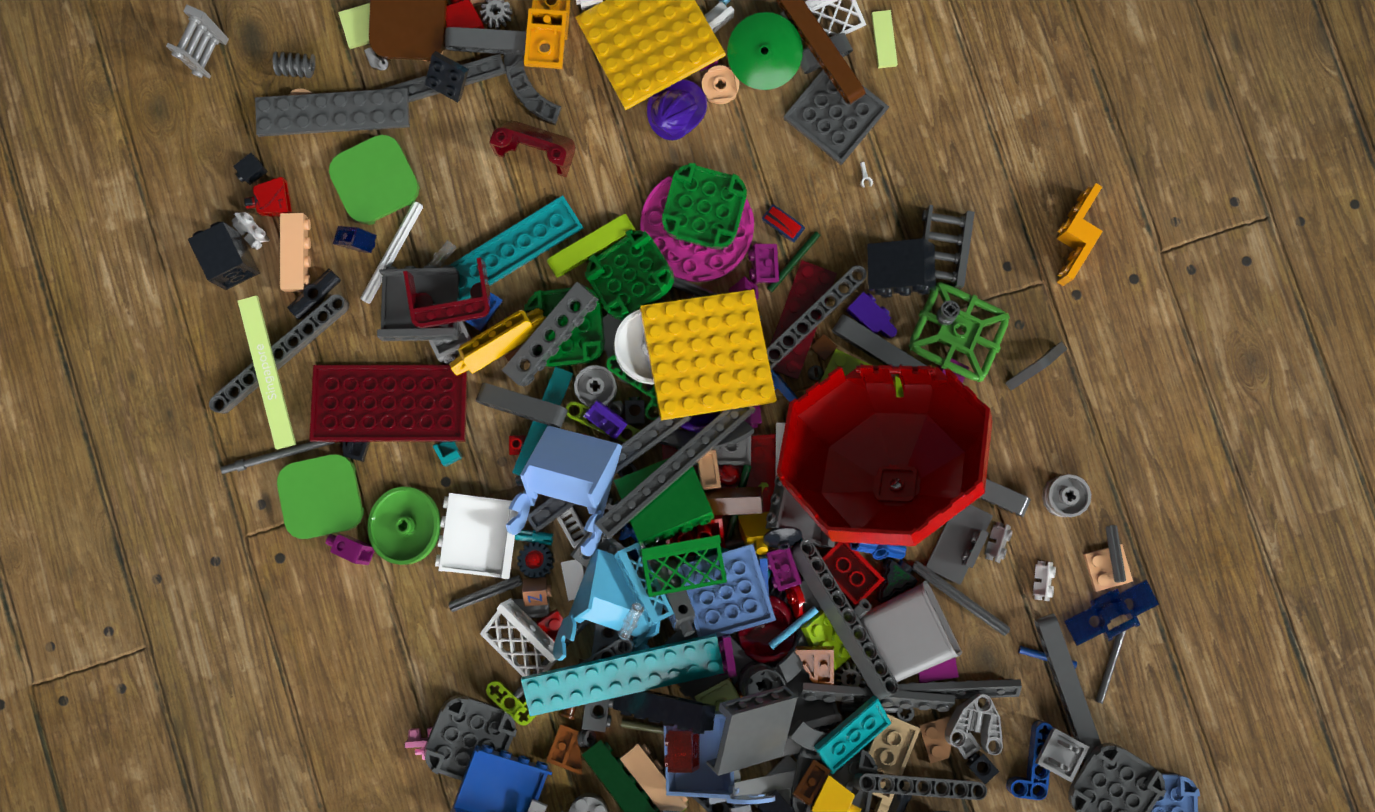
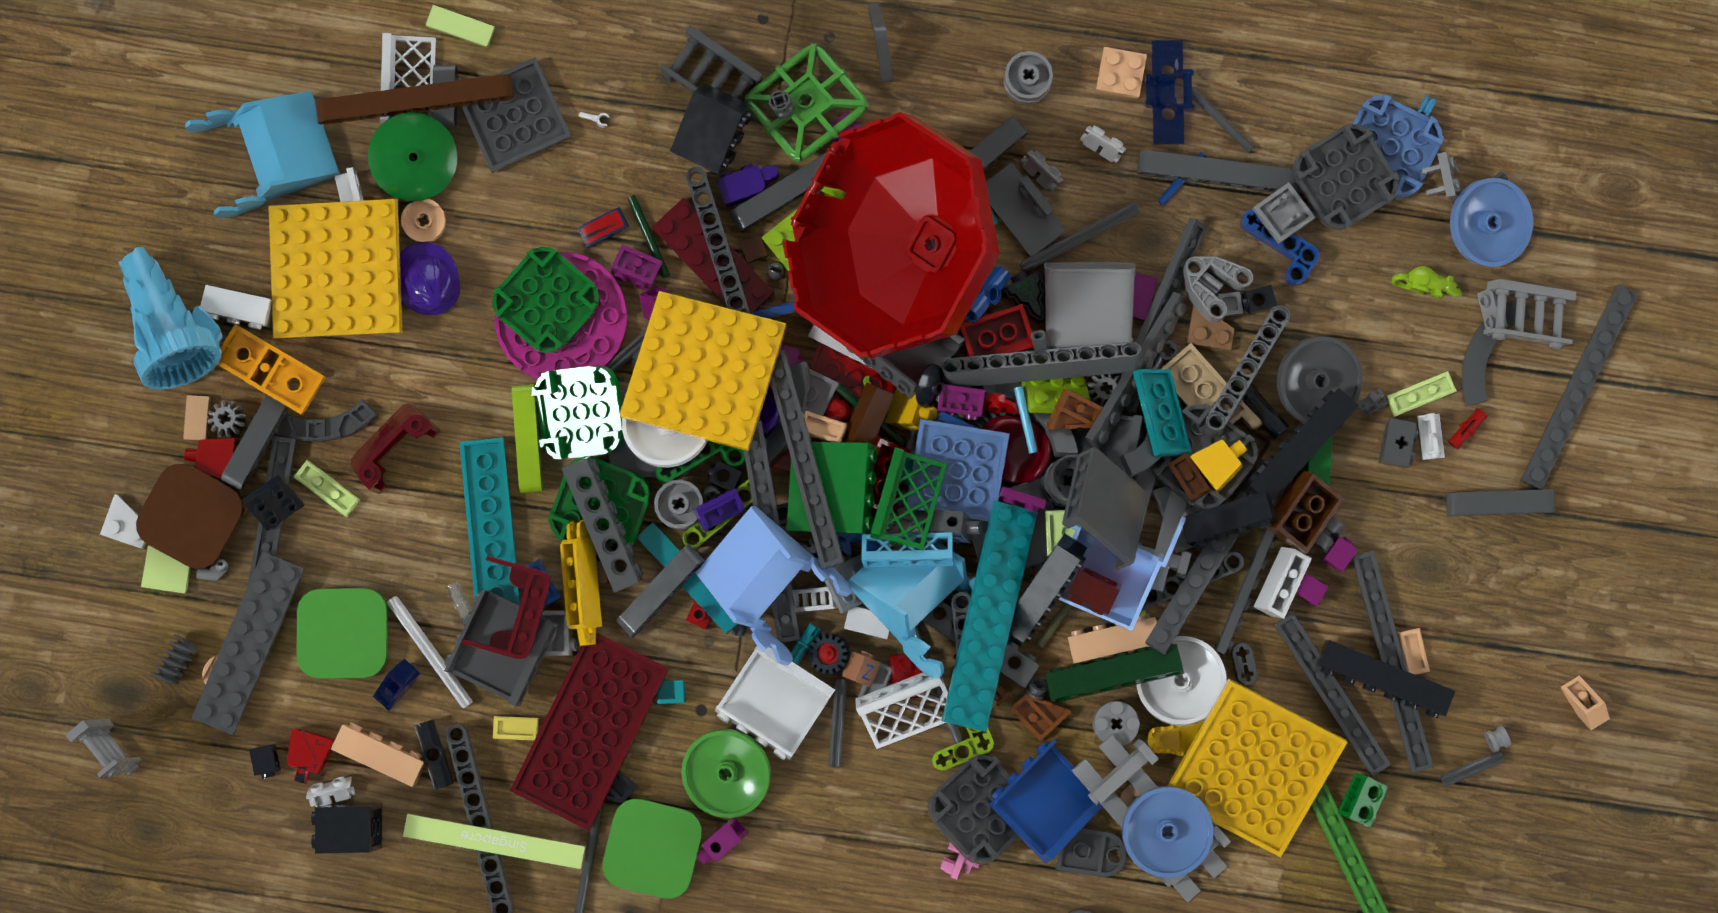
camera: 60 degrees left, 0 degrees up
(364, 346) = (515, 728): none -> light yellow tile
(480, 113) = (327, 488): none -> yellowish green tile
(627, 628) = (939, 580): clear pin -> none
(1115, 553) = (1110, 58): dark grey axle -> none

